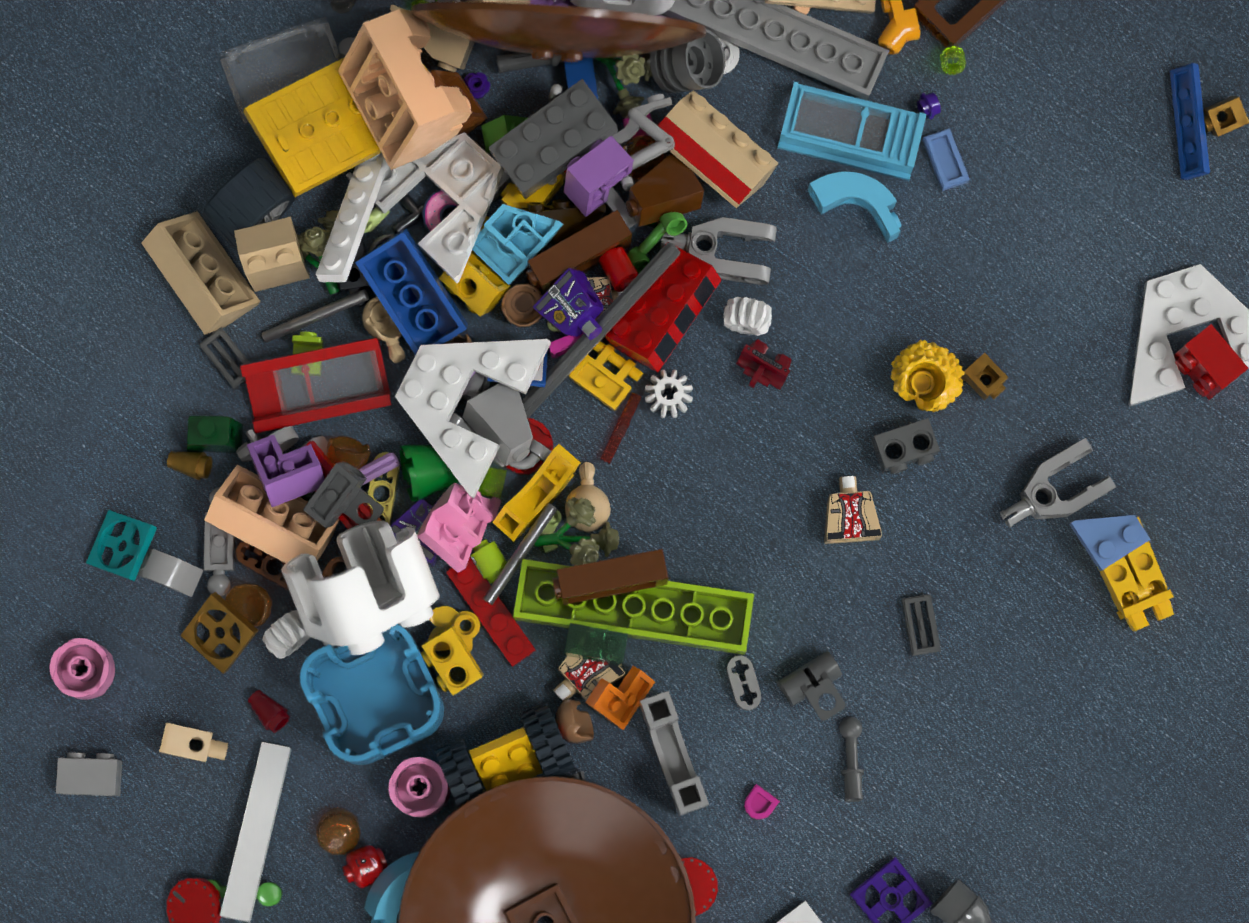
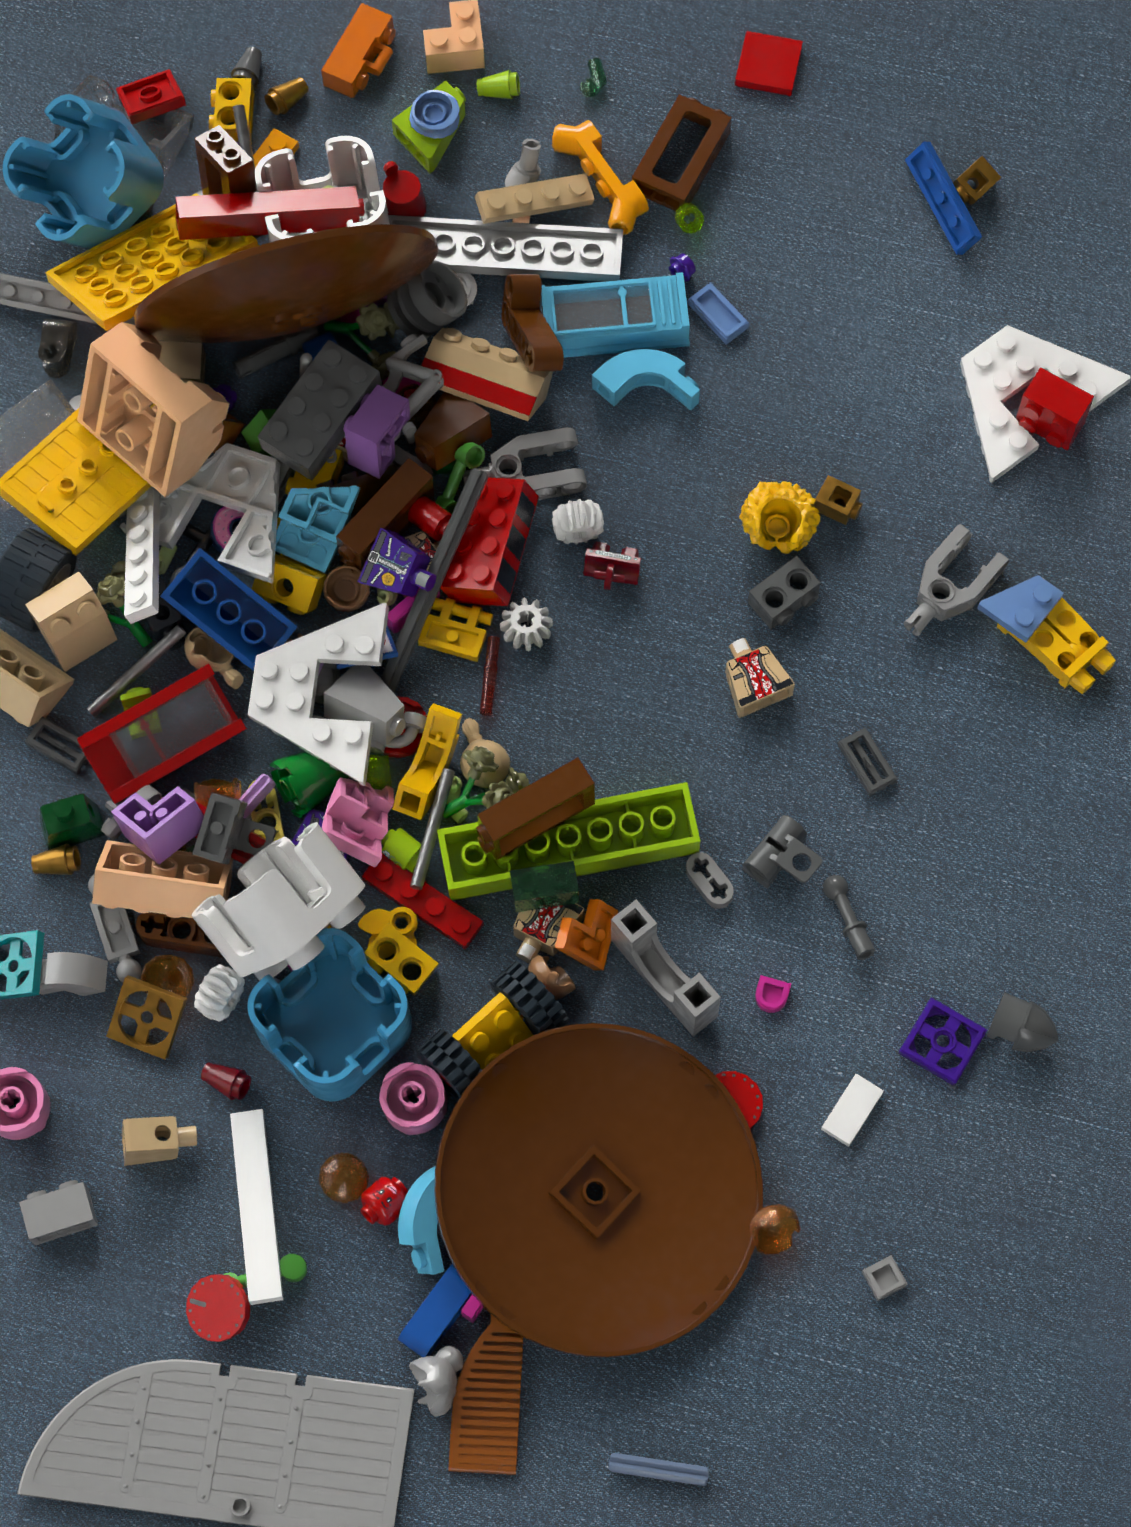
camera: 15 degrees left, 10 degrees down
(769, 118) = (528, 326): none -> reddish brown beam

